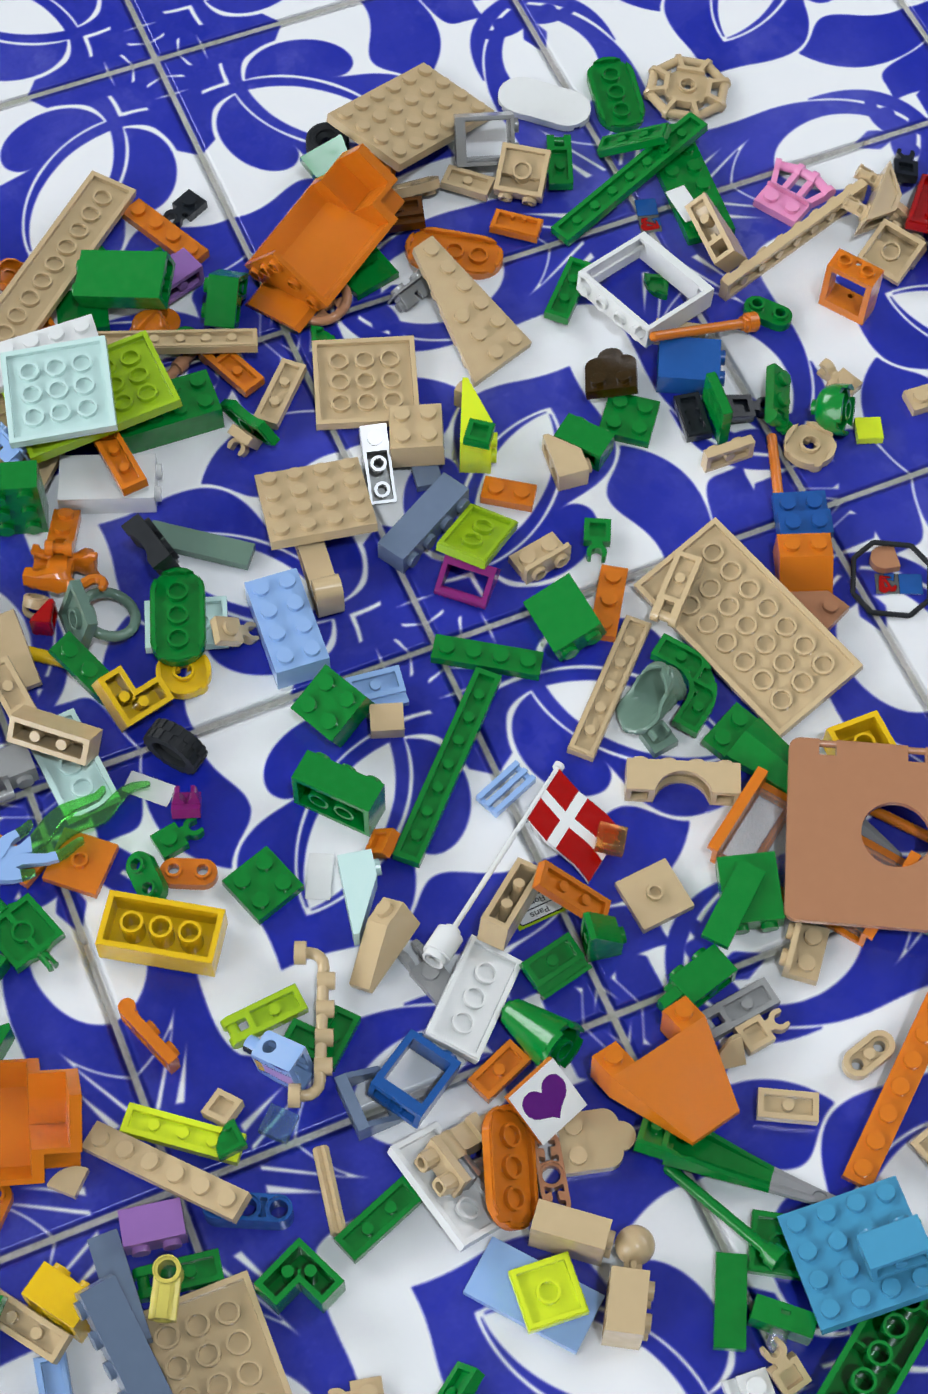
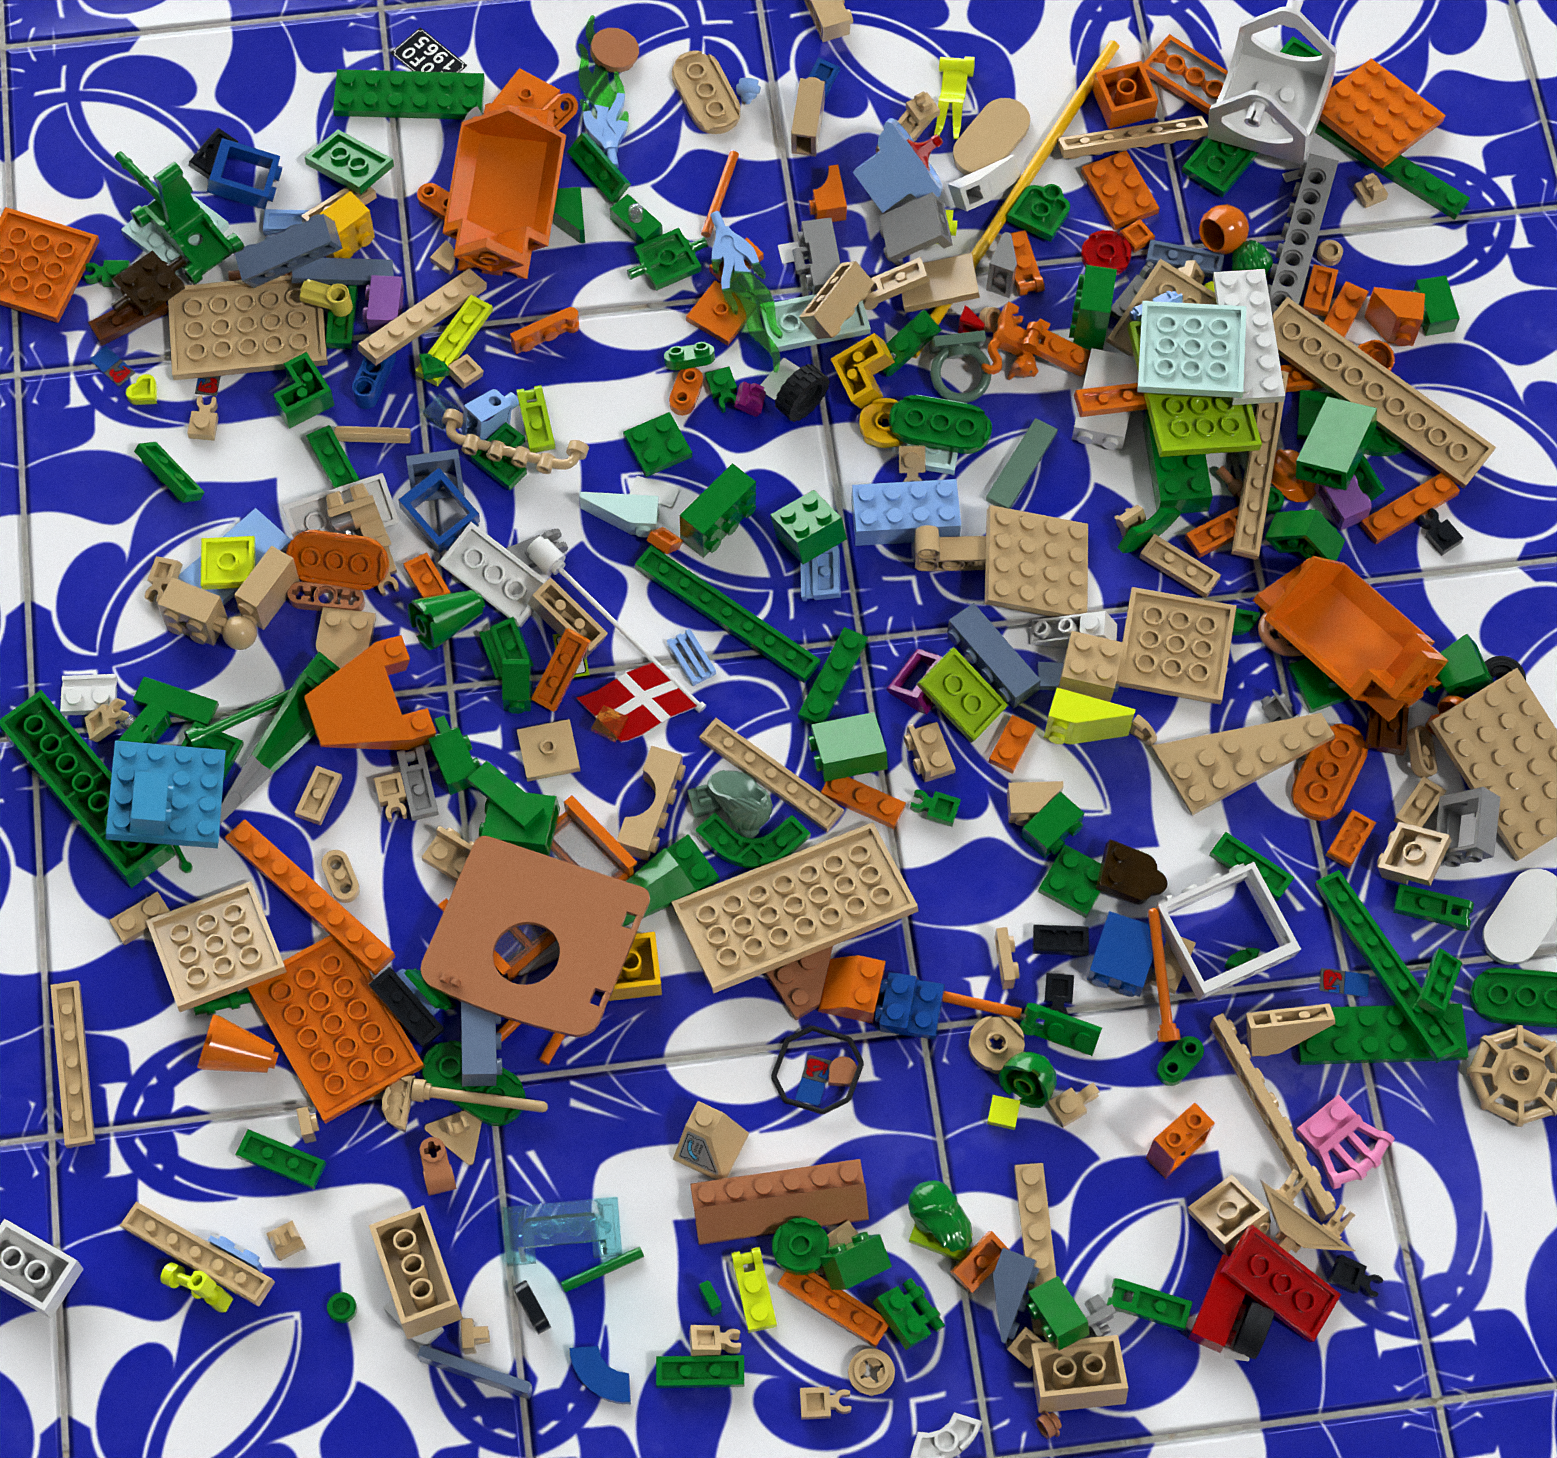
camera: 105 degrees right, 5 degrees up
(147, 536) = (1015, 411): black brick -> none
(161, 933) = (629, 353): yellow brick -> none
(383, 940) = (572, 519): tan slope -> none
(387, 720) = (783, 572): tan panel -> none
(479, 434) = (1059, 704): green tile -> none
(545, 1100) = (380, 596): tile -> none
(581, 1368) = (160, 576): none -> tan plate
(676, 588) = (849, 850): tan plate -> none
(680, 197) = (1349, 1013): white sticker -> none
(717, 407) = (1055, 955): green tile -> none
(733, 1052) = (379, 765): tan tile -> none

